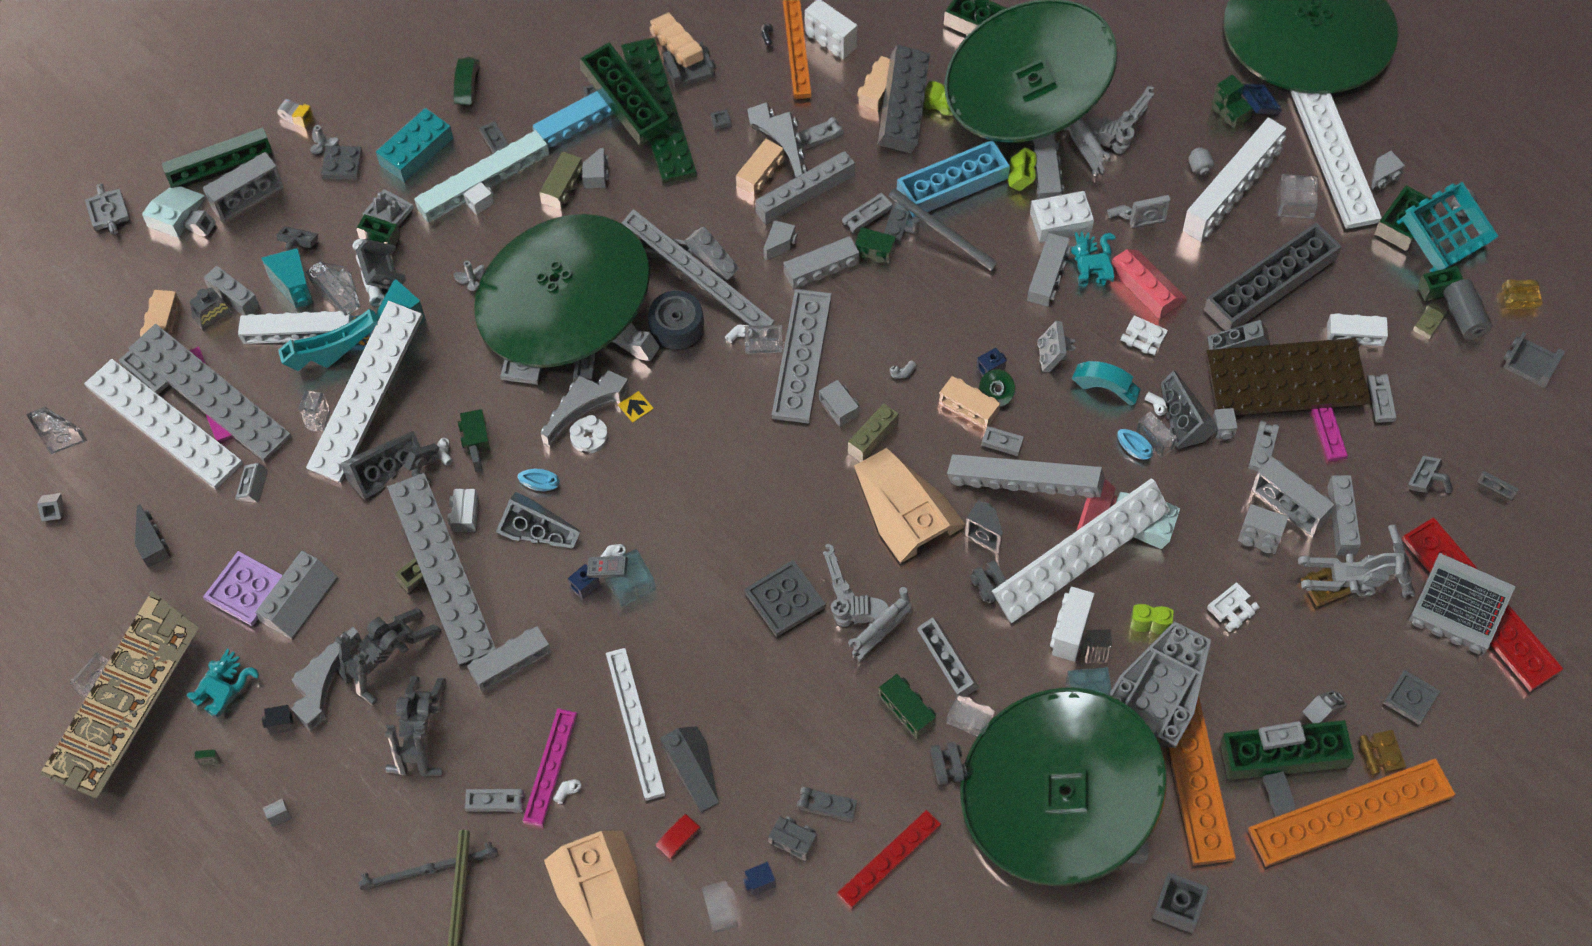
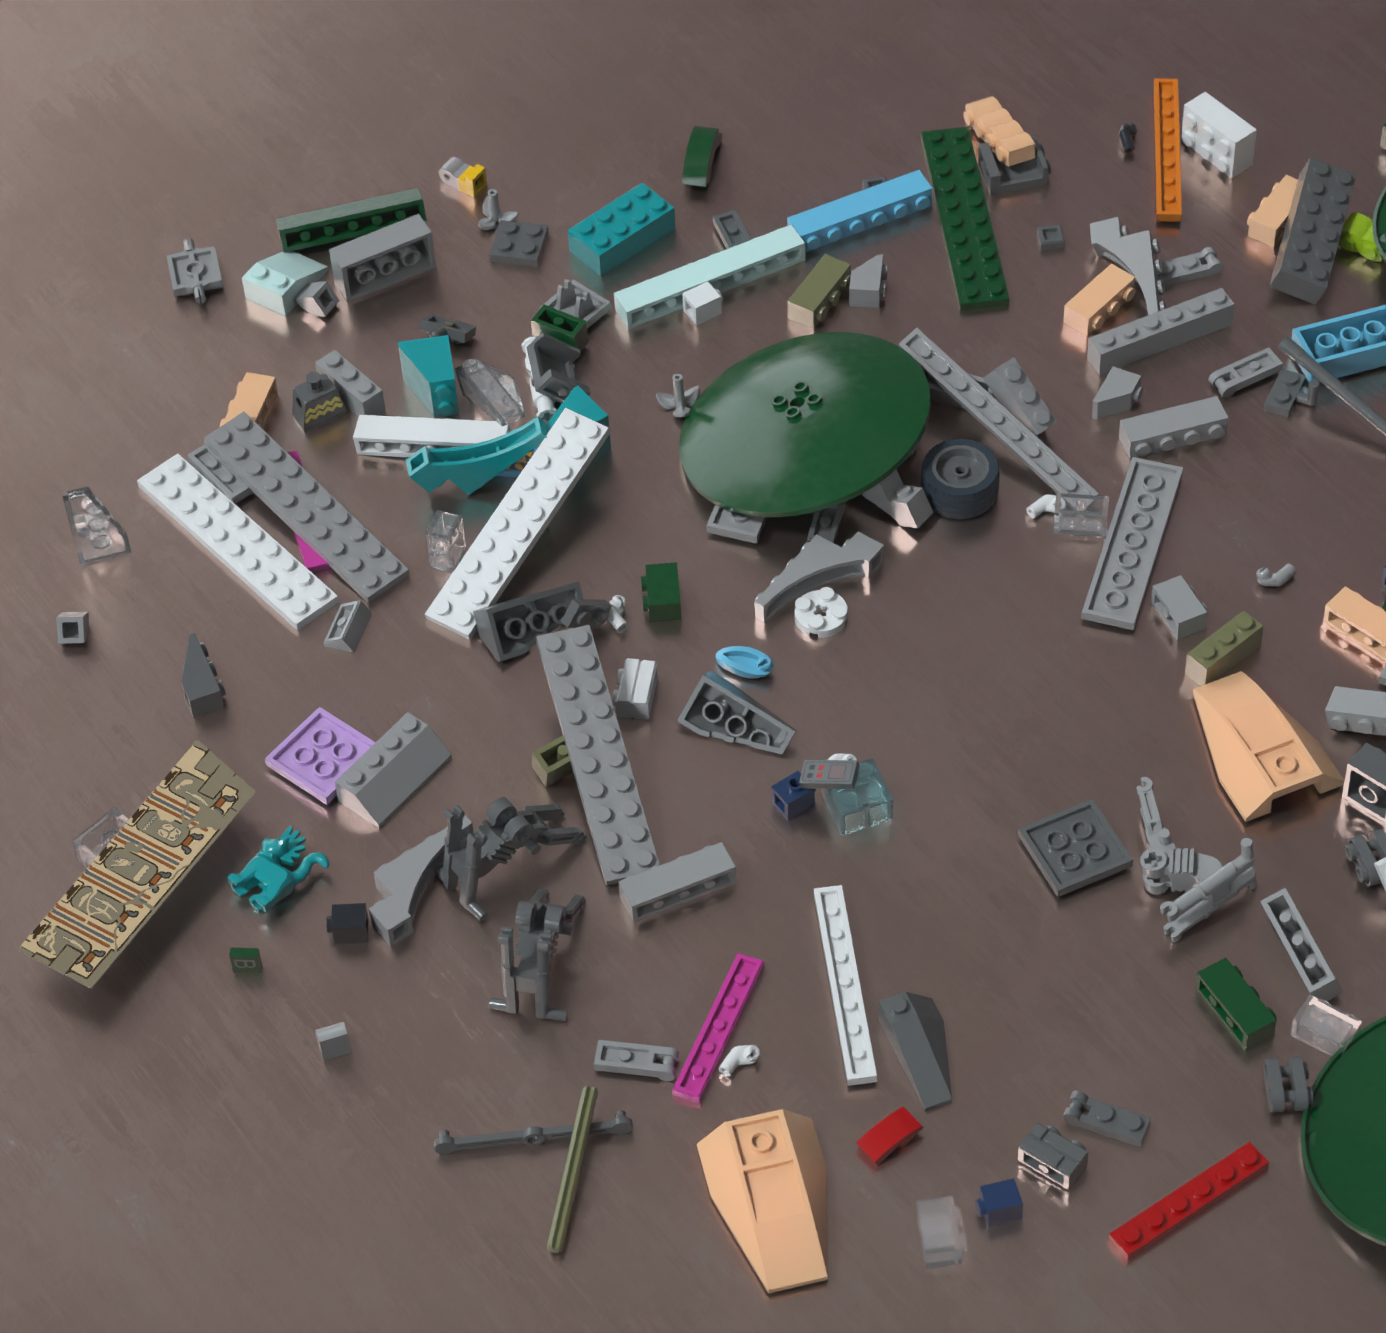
camera: 10 degrees right, 10 degrees down
(475, 458) = (660, 625): dark grey tile -> none
(624, 93) = (920, 187): dark green brick -> none
(635, 406) = (890, 585): yellow sticker -> none
(875, 245) = (1253, 413): dark green brick -> none

